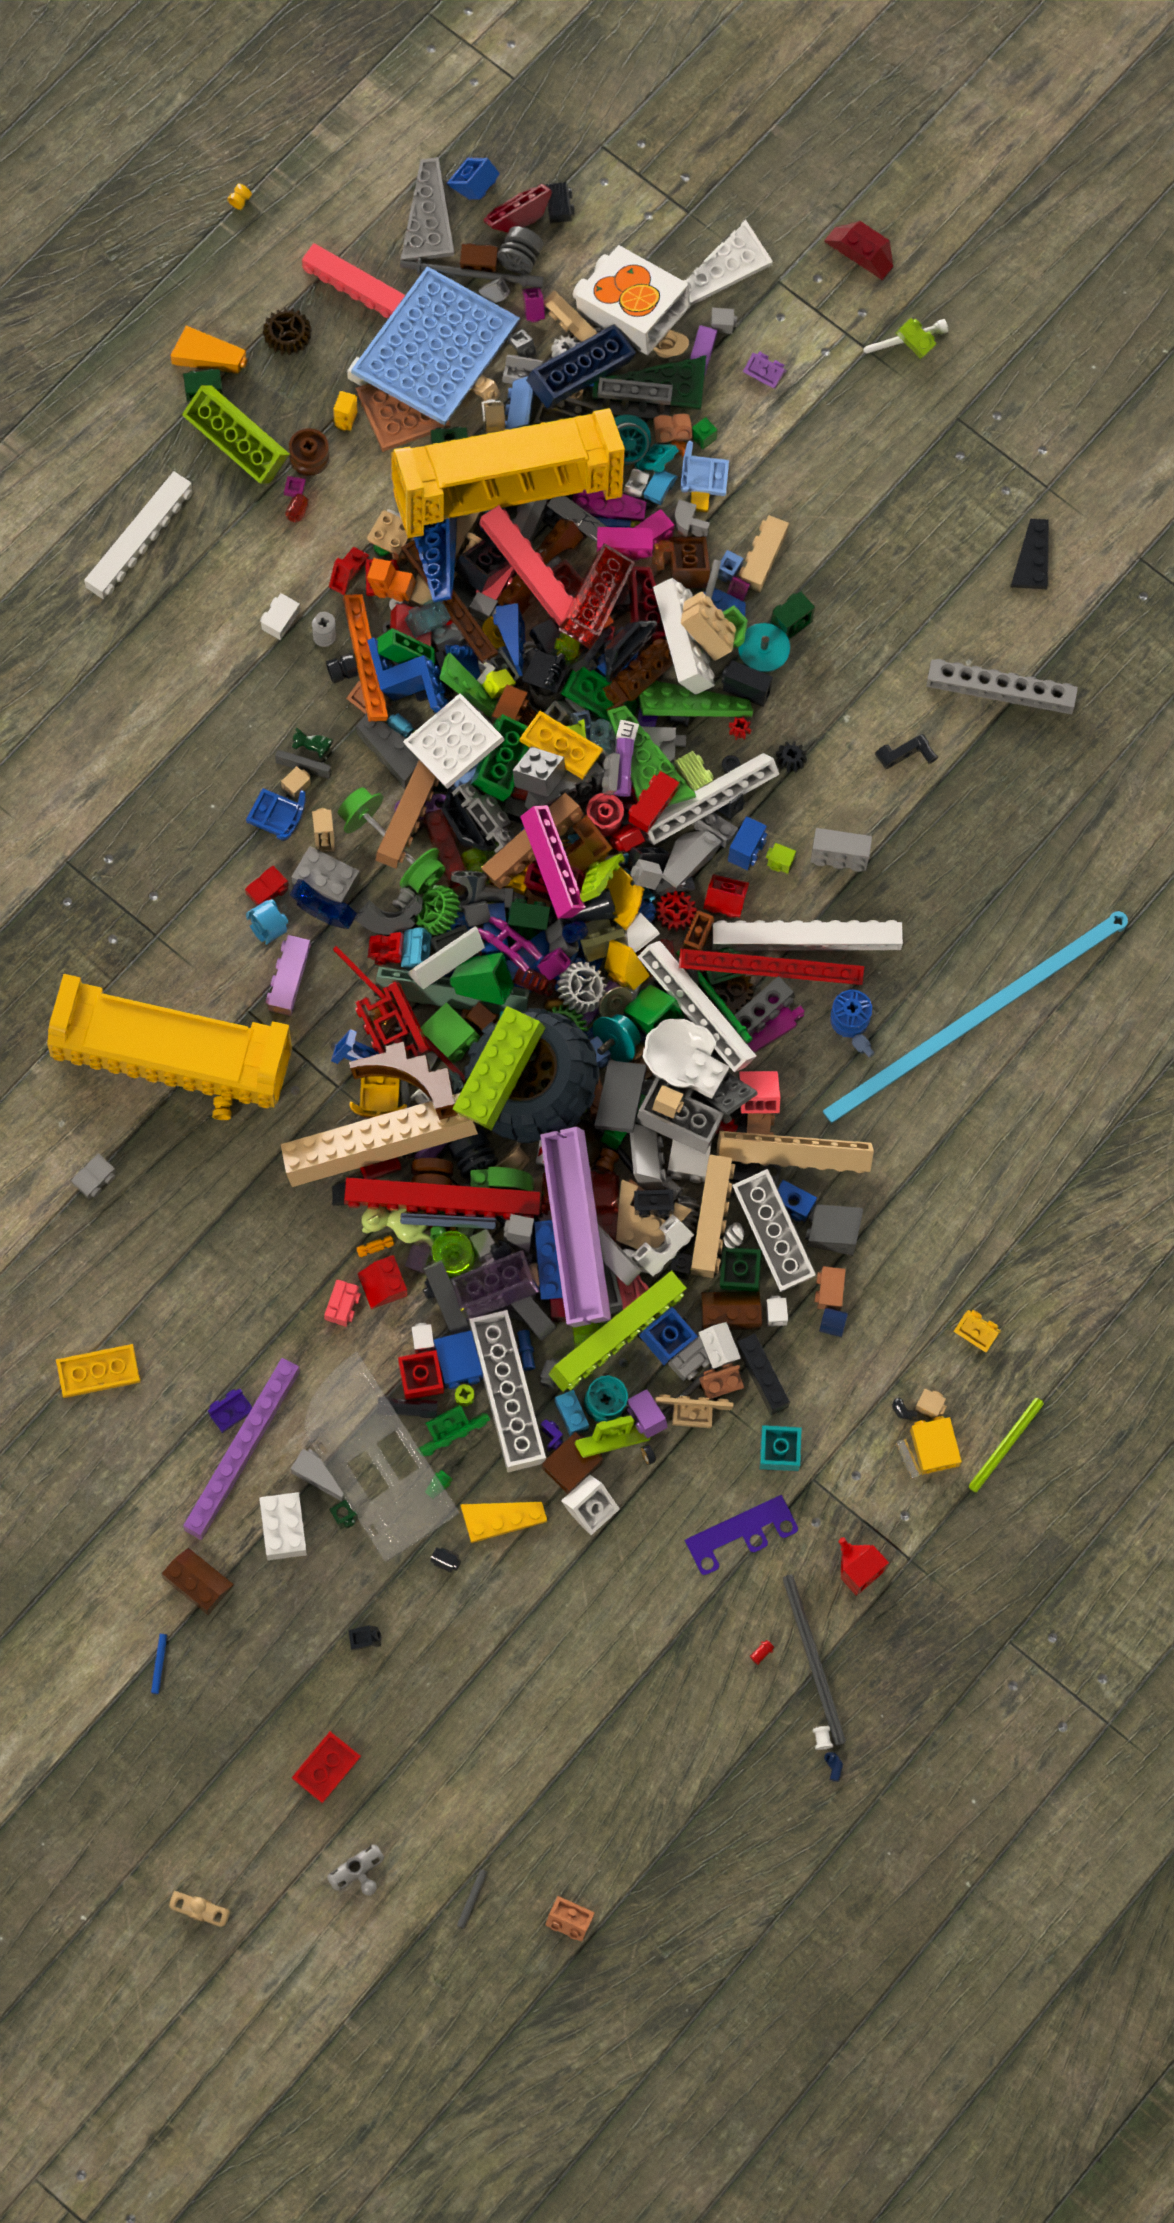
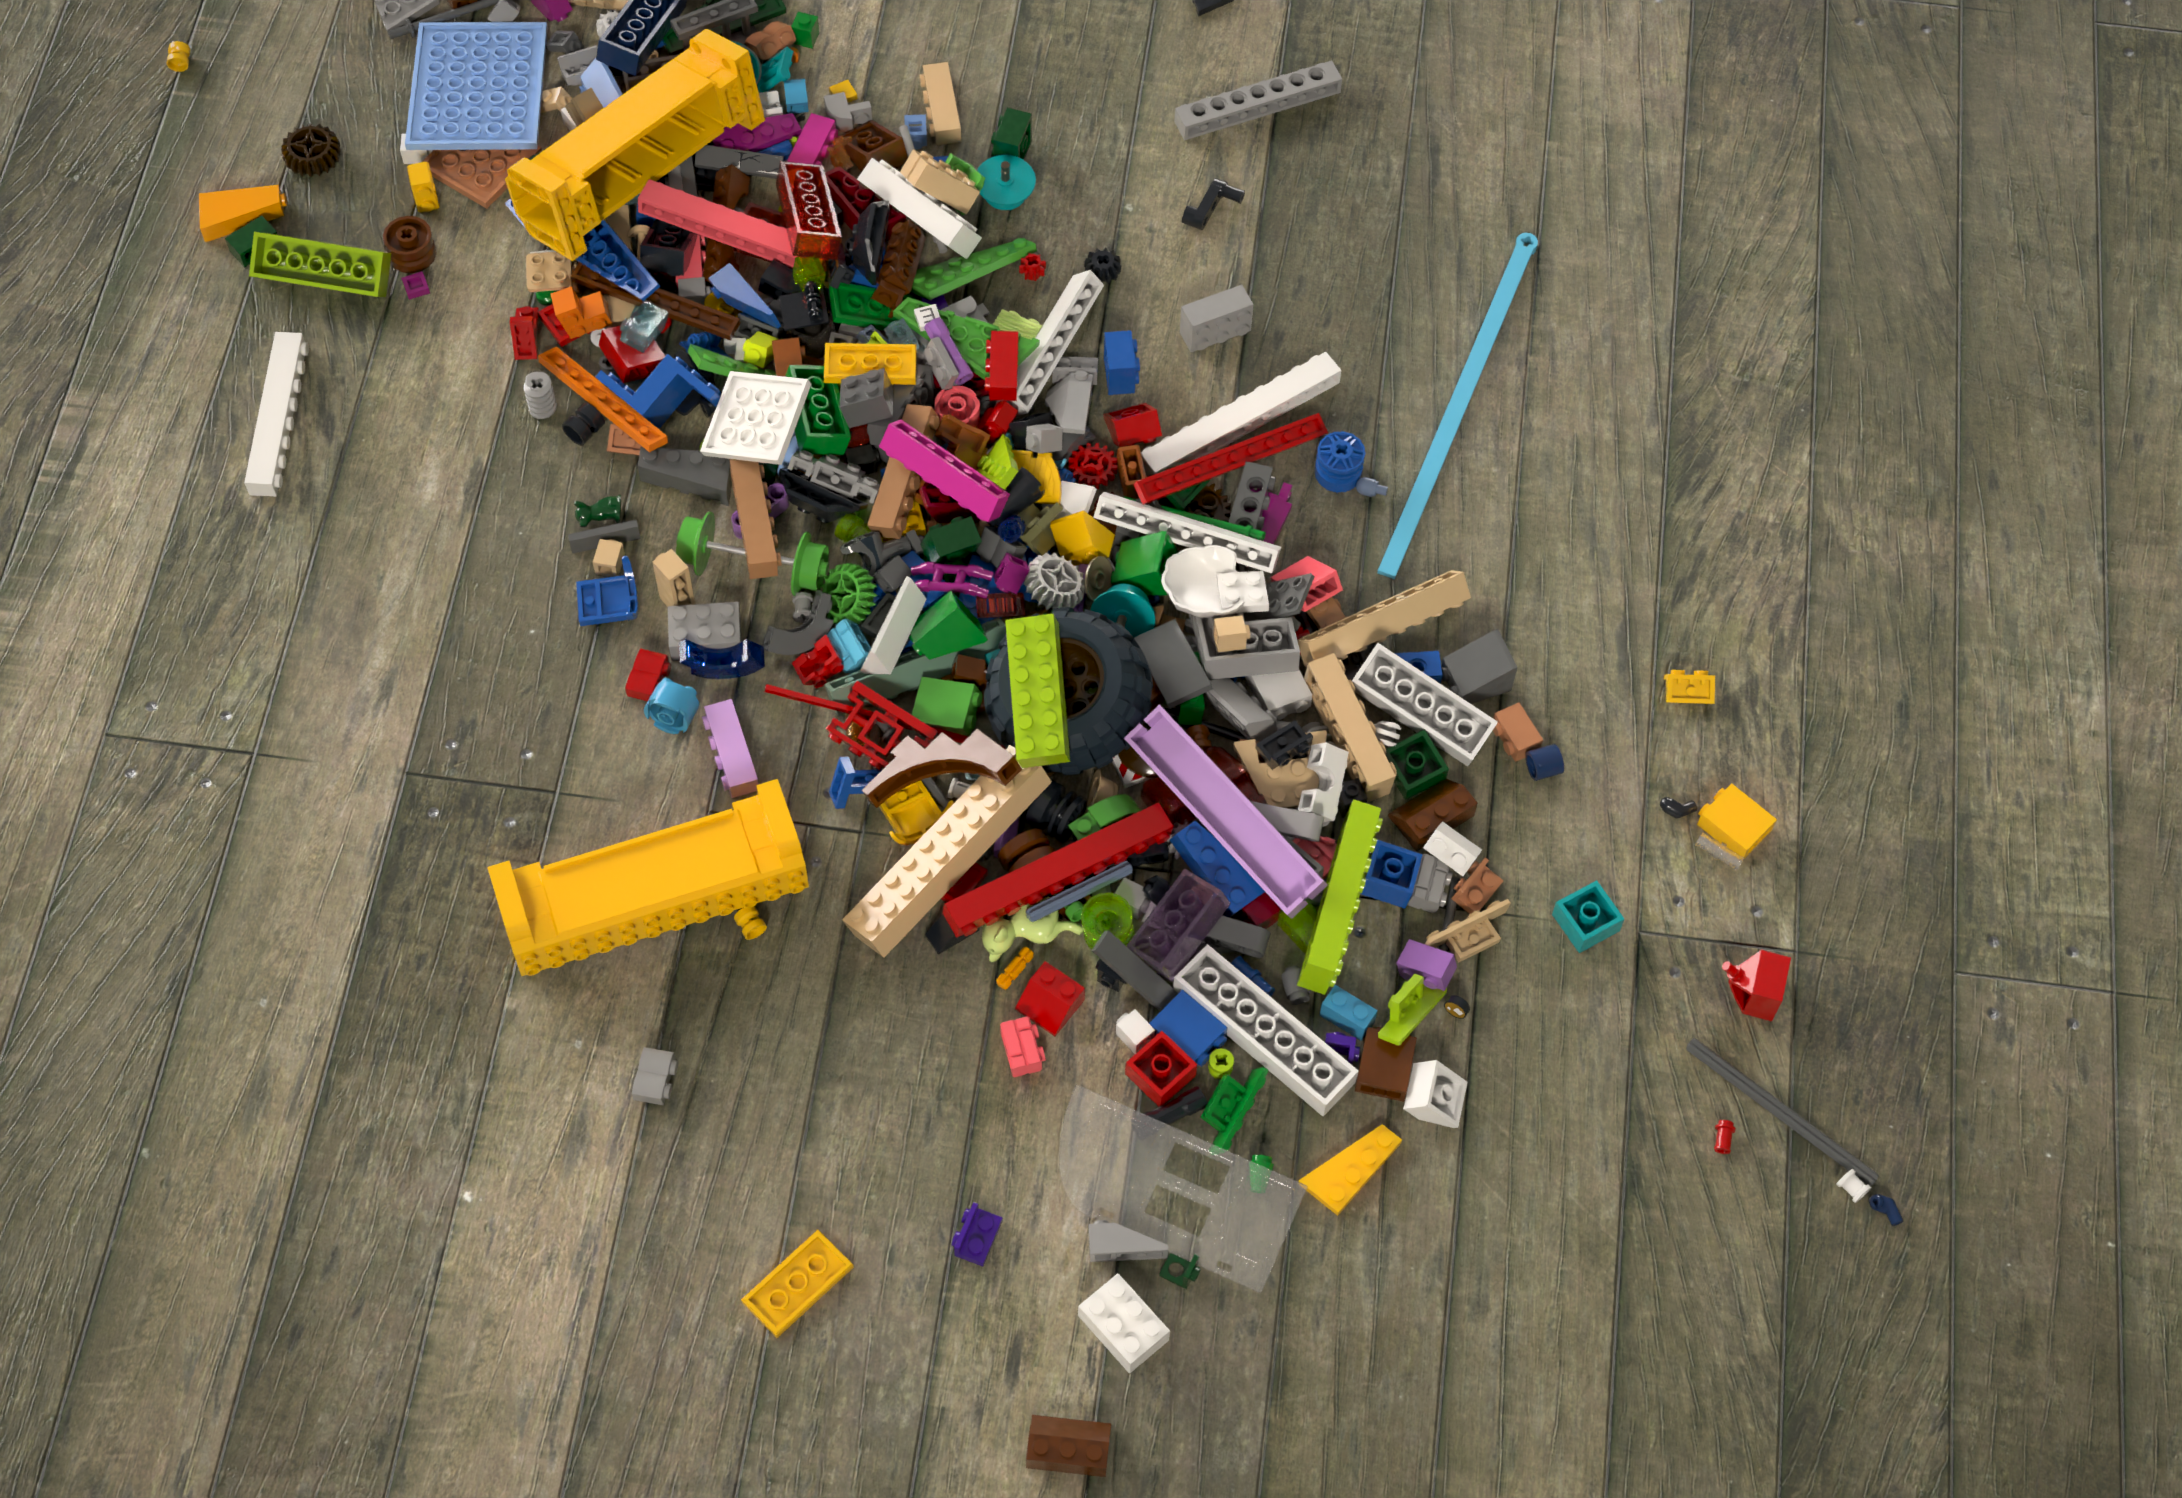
camera: 30 degrees left, 10 degrees down
(241, 1449) = (1019, 1269): medium lavender brick -> none
(280, 616) = (483, 410): white brick -> none
(297, 508) = (431, 302): clear red brick -> none
(351, 280) = (349, 72): coral brick -> none
(364, 1637) = (1298, 1388): black bracket -> none
(400, 725) = (683, 443): medium azure brick -> none
(402, 647) = (634, 363): green brick -> none
(419, 1258) = (1074, 950): brick -> none
(442, 840) = (794, 521): clear red brick -> none
(445, 1559) = (1326, 1248): black brick -> none
(447, 636) = (672, 336): light grey bracket -> none
(519, 1233) = (1165, 856): light grey brick -> none
(610, 1389) = (1378, 963): teal wheel -> none
(627, 540) = (806, 149): dark pink brick -> none
(680, 719) = (966, 290): black bush -> none
(703, 473) = (829, 65): light blue piece -> none
(730, 763) = (1045, 305): black tile -> none
(733, 806) = (1079, 342): black bracket -> none
(738, 588) = (939, 145): magenta plate -> none
(744, 1525) = (1606, 1018): dark purple piece -> none
(746, 683) = (1011, 220): black brick -> none
(762, 1374) = (1515, 855): black brick -> none
(776, 1311) = (1481, 785): white brick -> none
(780, 858) = (1161, 361): lime brick -> none
(931, 1404) = (1700, 784): tan brick -> none
(1006, 1444) = (1802, 794): lime axle -> none

